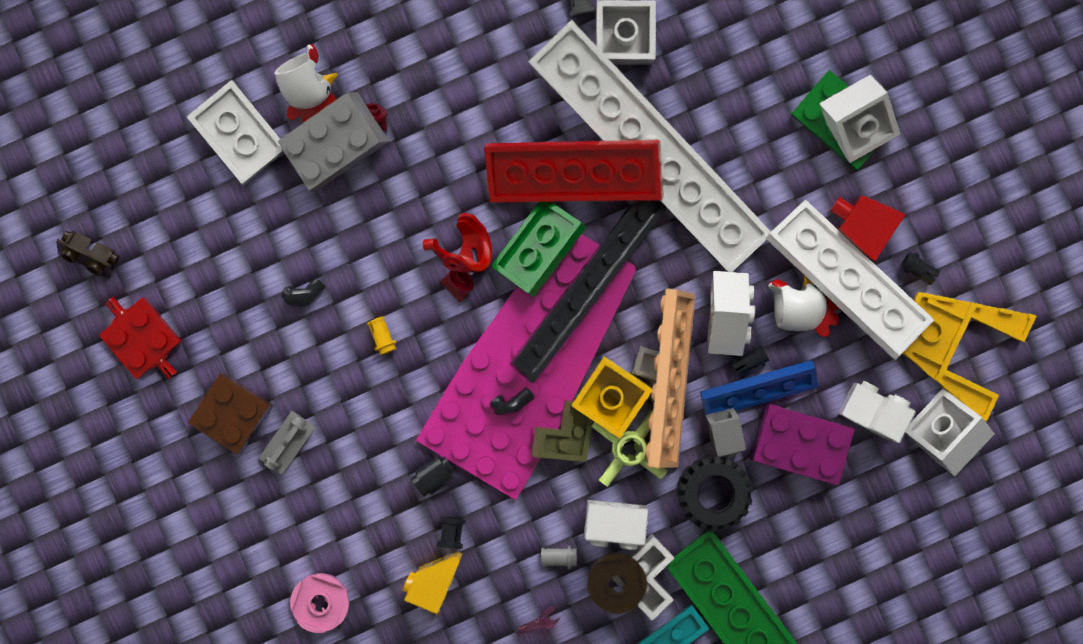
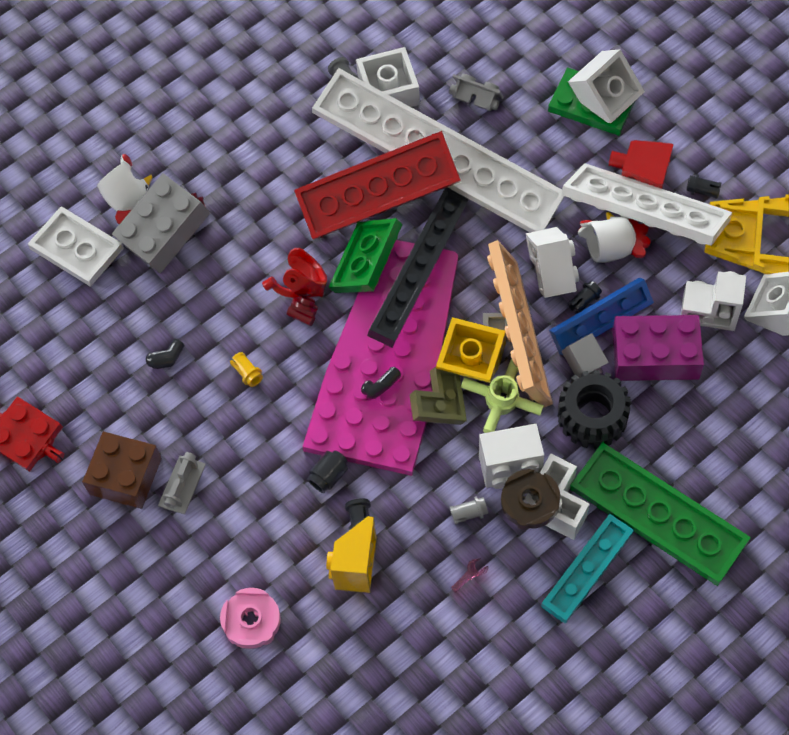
camera: 10 degrees left, 25 degrees down
(728, 75) = (485, 94): none -> light grey hinge

